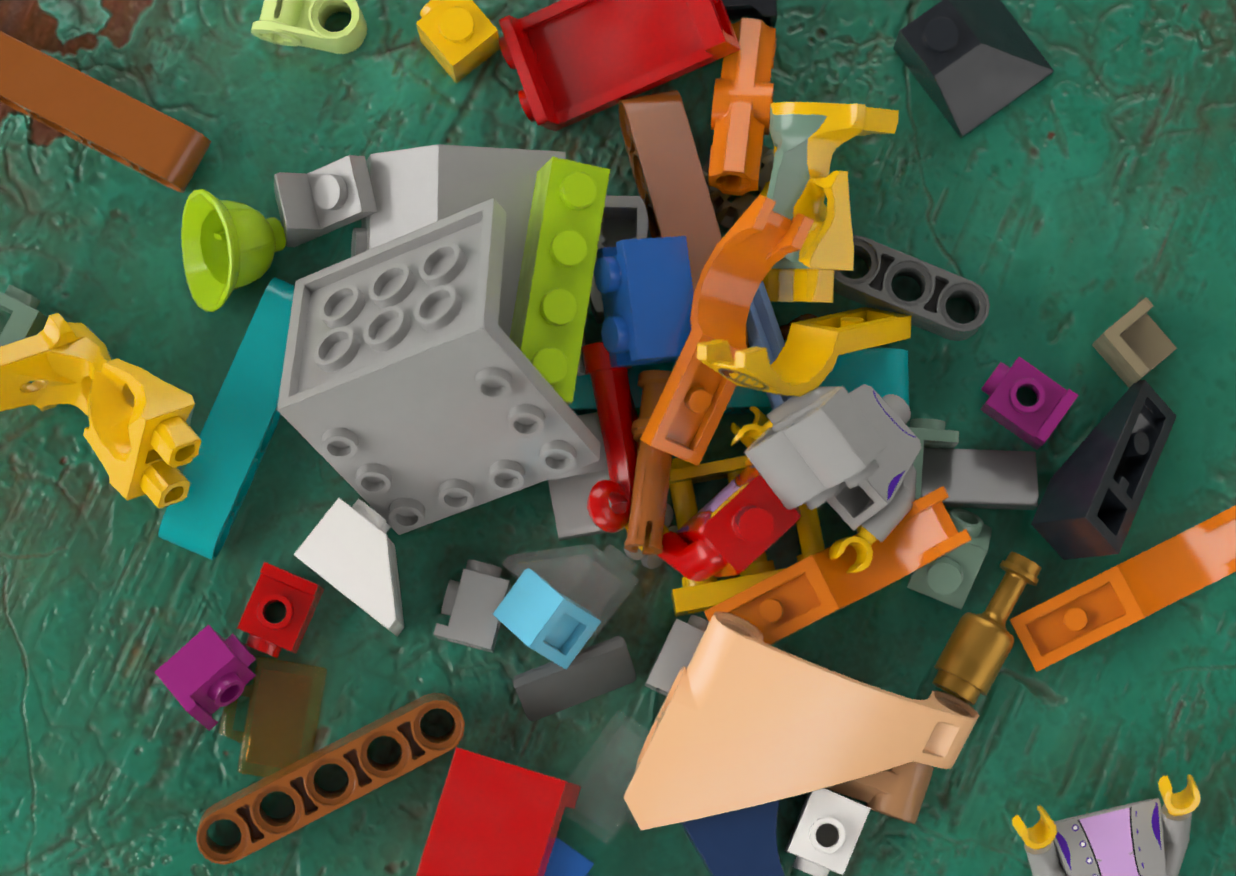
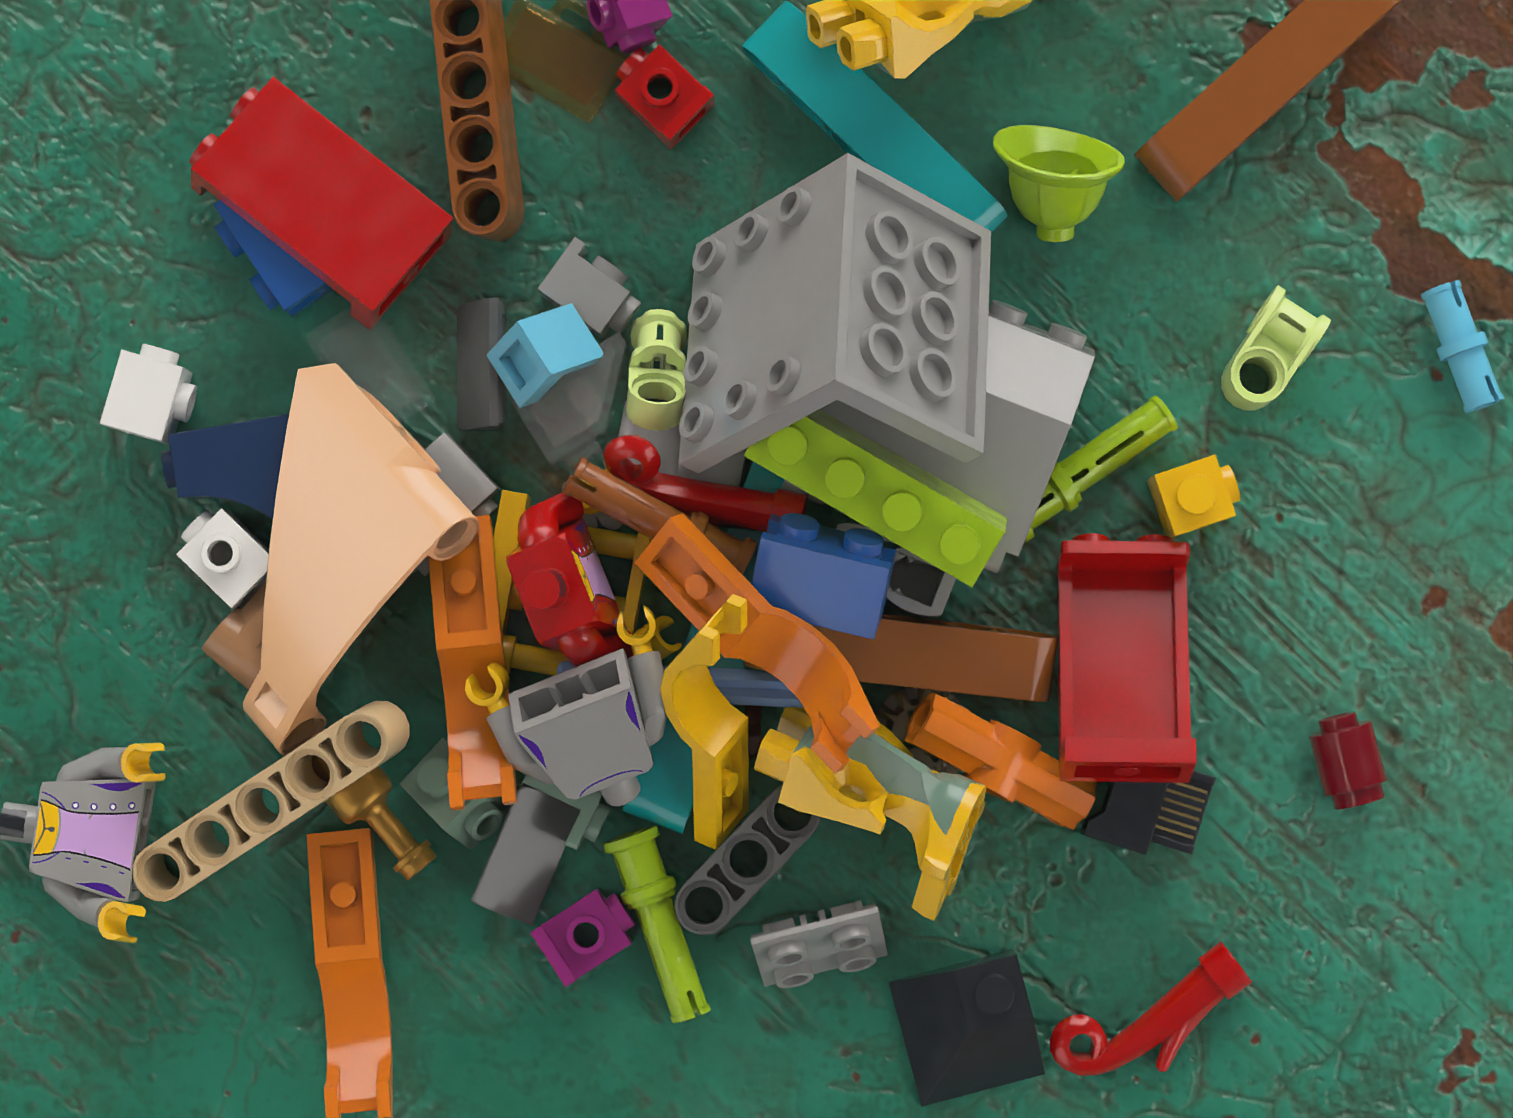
camera: 115 degrees right, 5 degrees up
(323, 199) = (1066, 293): light grey slope -> none
(358, 560) = (673, 187): white slope -> none
(442, 116) = (1101, 457): none -> lime pin
(525, 506) = (652, 383): none -> yellowish green connector
(817, 450) = (591, 679): light grey brick -> none
(945, 175) = (794, 954): none -> light grey hinge
(970, 359) = (650, 894): none -> lime pin
(1049, 712) = (247, 817): none -> tan beam
(1105, 478) = (472, 982): black slope -> none
(1134, 344) = (600, 1072): dark tan panel -> none

